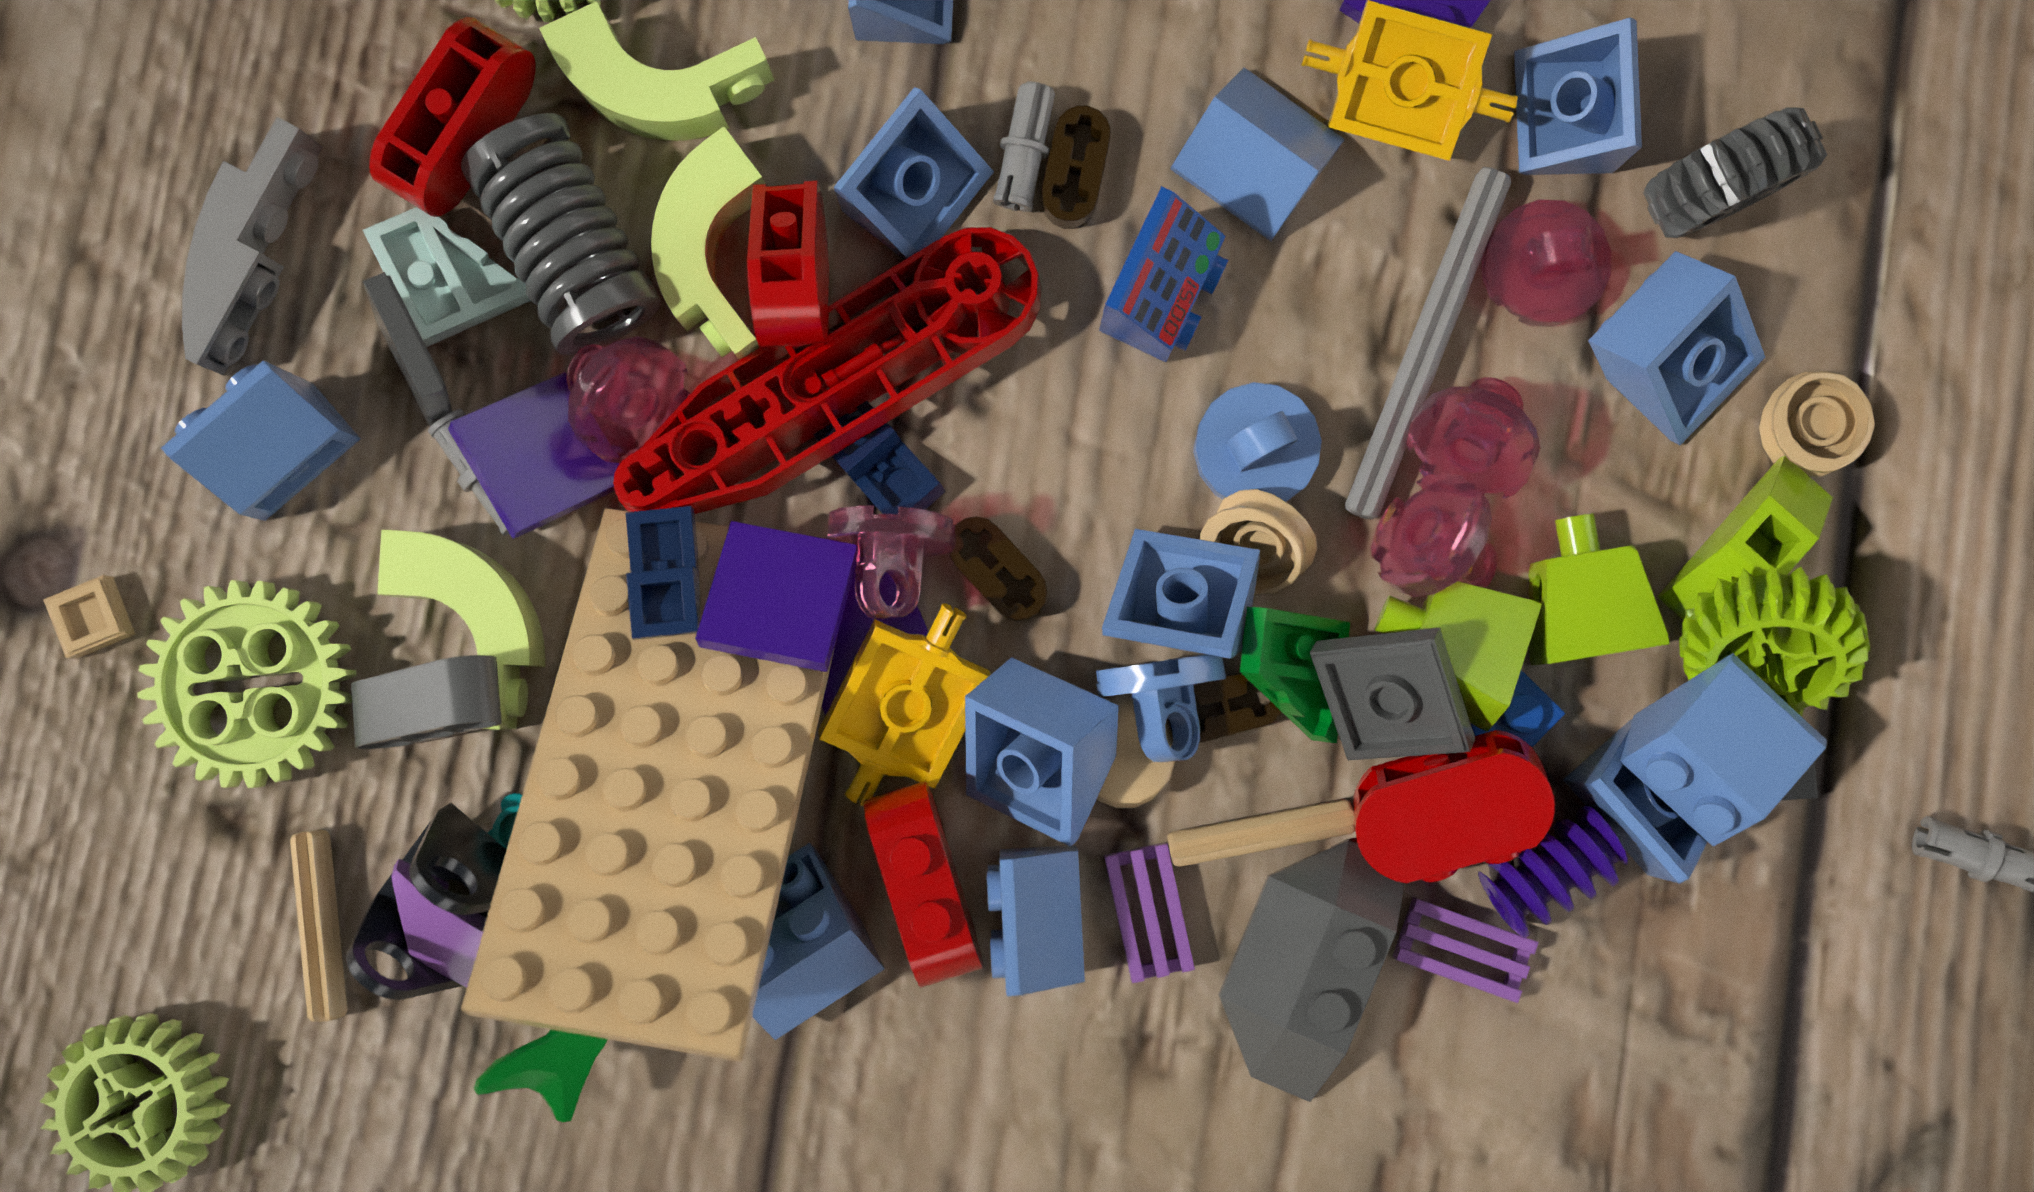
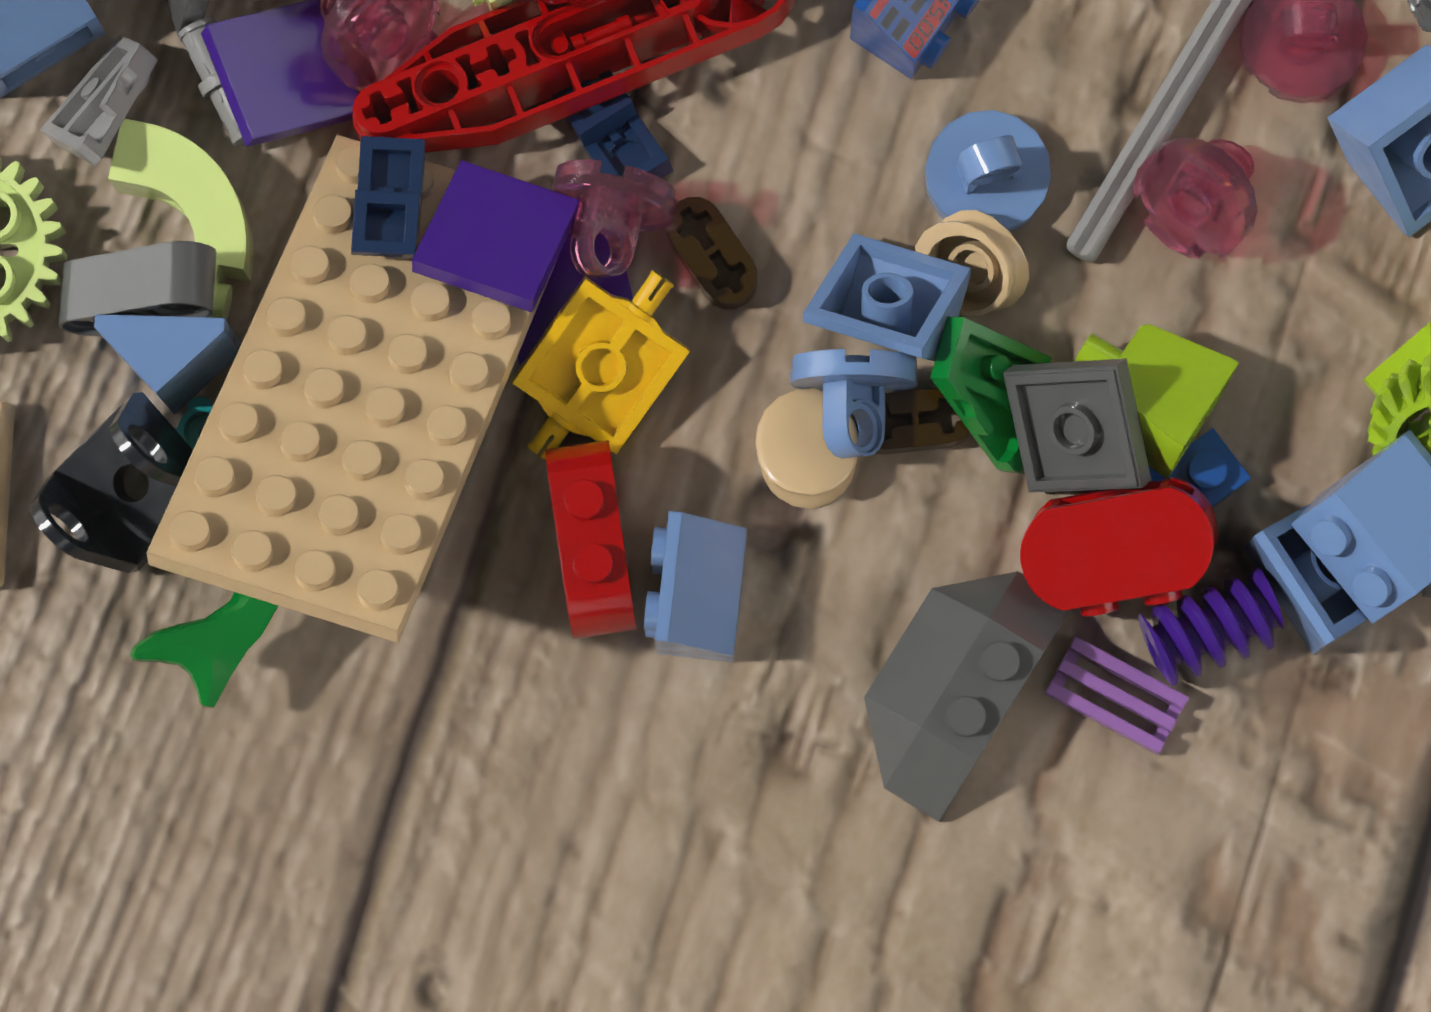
camera: 15 degrees right, 5 degrees down
(360, 513) = (101, 101): none -> light grey wing
(433, 935) = (115, 505): medium lavender slope -> none
(463, 773) = (171, 352): none -> medium blue slope
(814, 947) = (470, 587): medium blue slope -> none
(1038, 748) = (723, 426): medium blue slope -> none
(1160, 966) = (805, 556): medium lavender tile -> none
(1261, 832) = (929, 549): tan axle -> none
(1436, 537) = (1144, 282): clear pink tile -> none
(1591, 599) = (1292, 370): lime torso -> none

